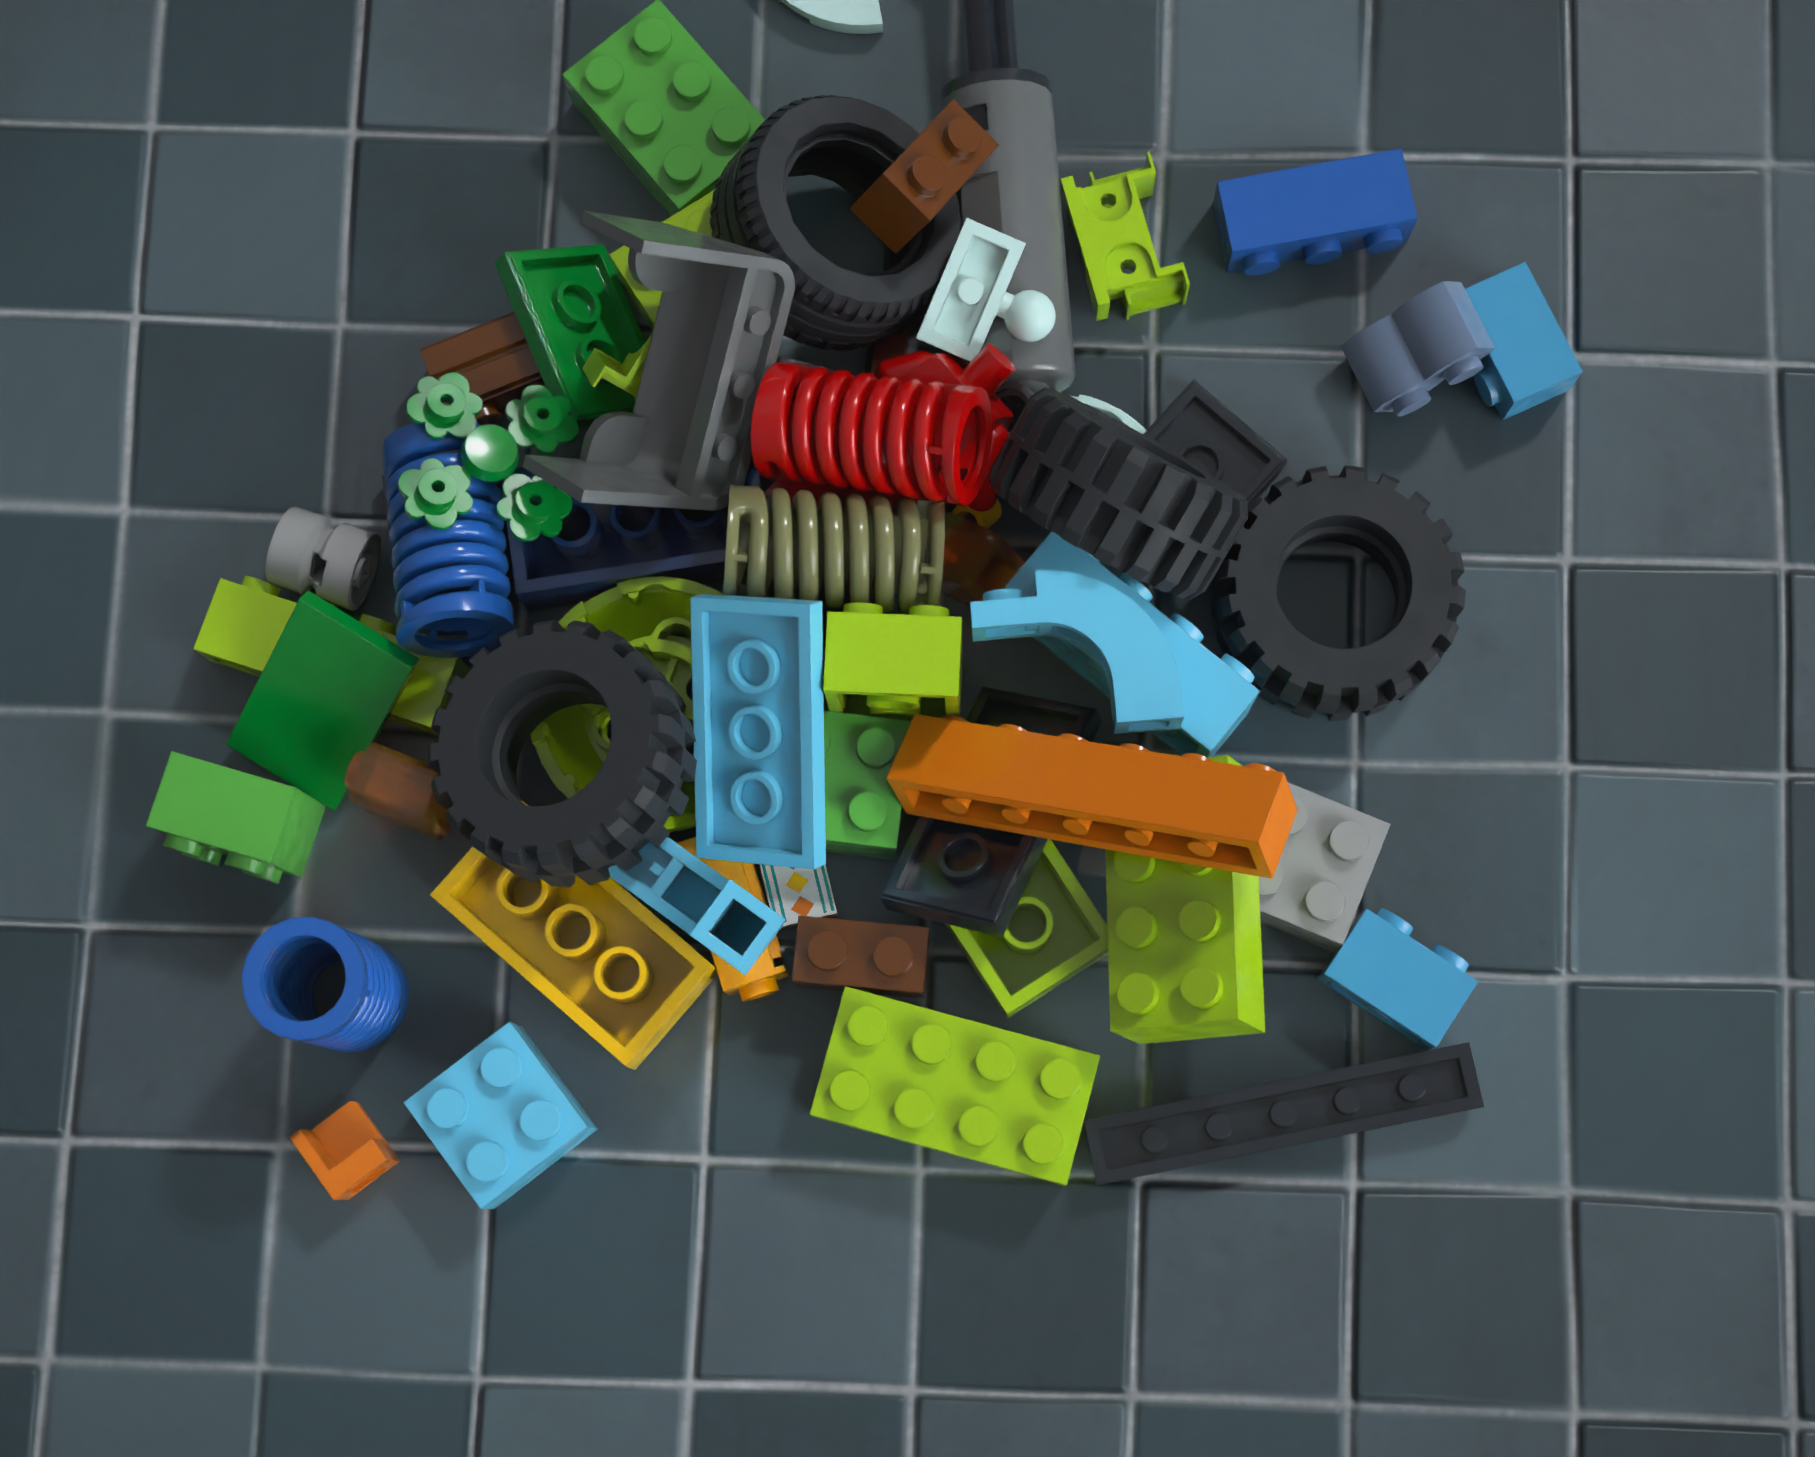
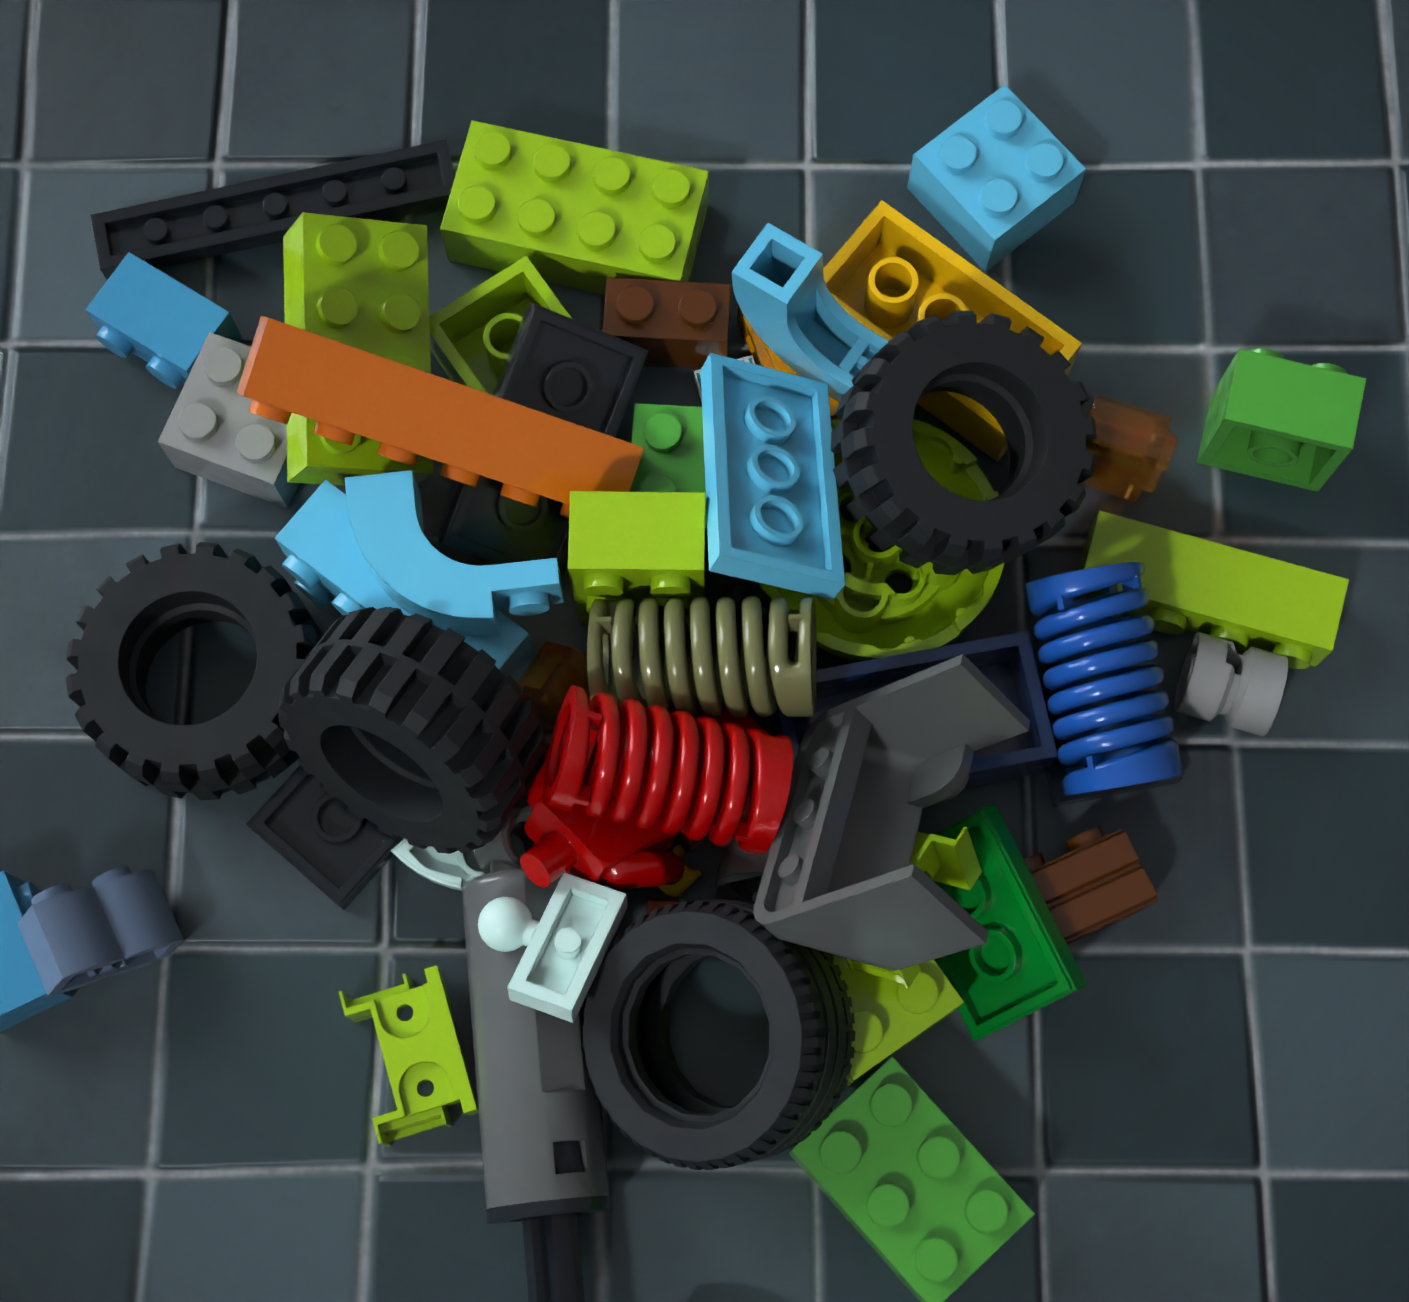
camera: 170 degrees right, 5 degrees down
(283, 975) = (1170, 247): blue piece -> none
(321, 699) = (1210, 528): green tile -> none
(345, 1151) = (1137, 149): orange panel -> none
(488, 455) = (1071, 747): green plant -> none
(924, 177) = (618, 1059): reddish brown brick -> none
(1314, 212) = (202, 1090): blue brick -> none

